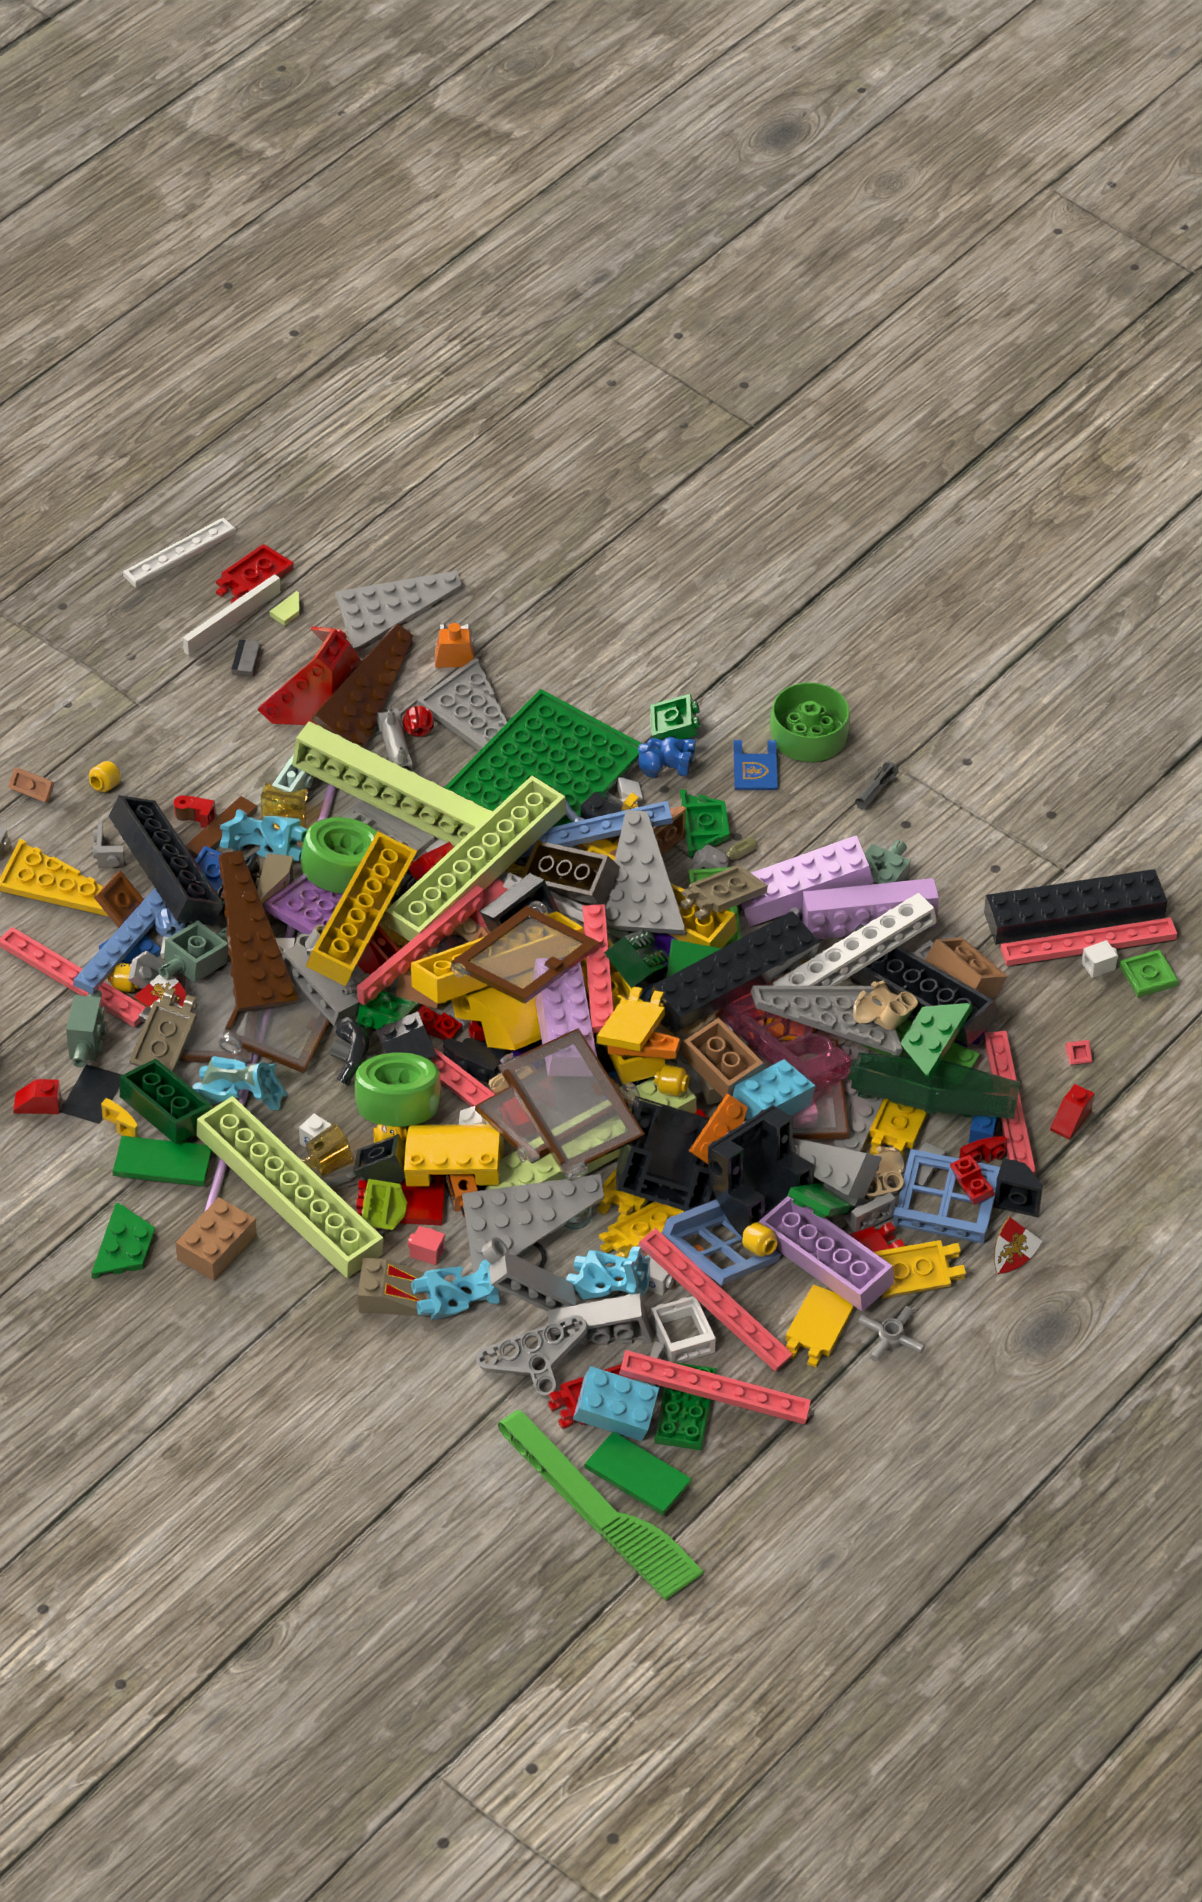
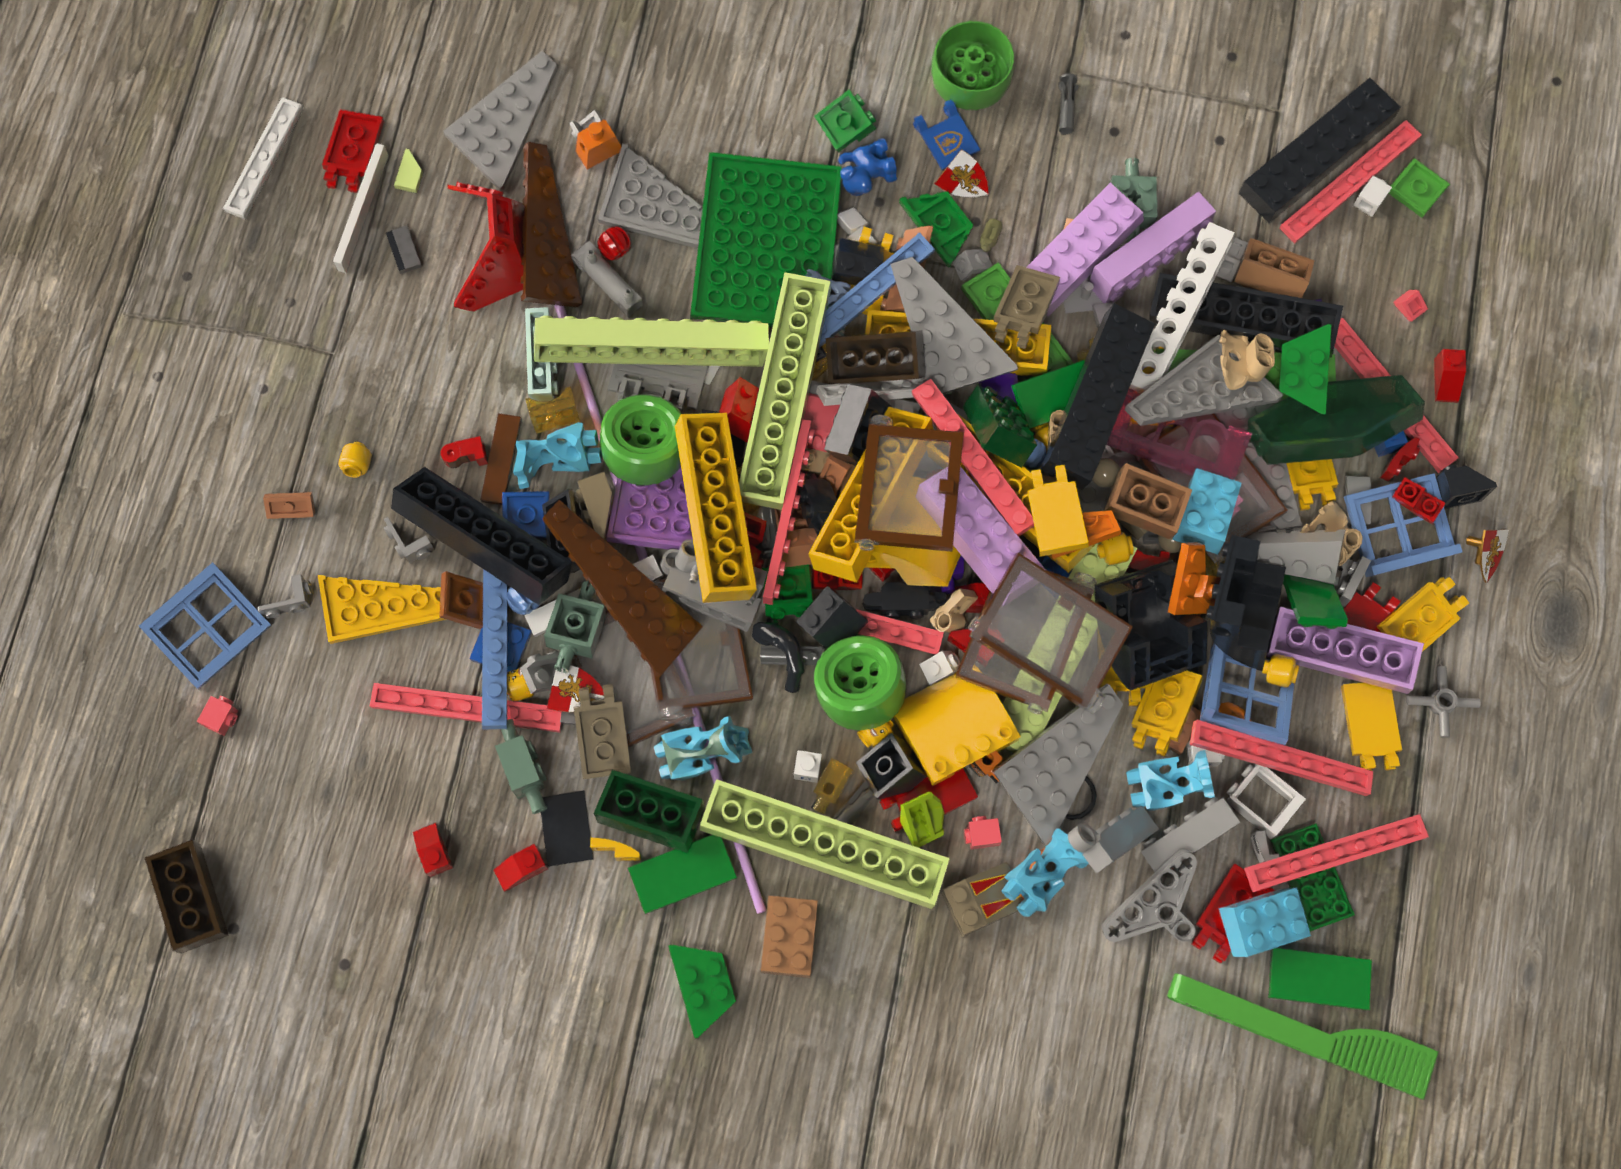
camera: 30 degrees left, 25 degrees up
(745, 796) = (963, 177): none -> shield

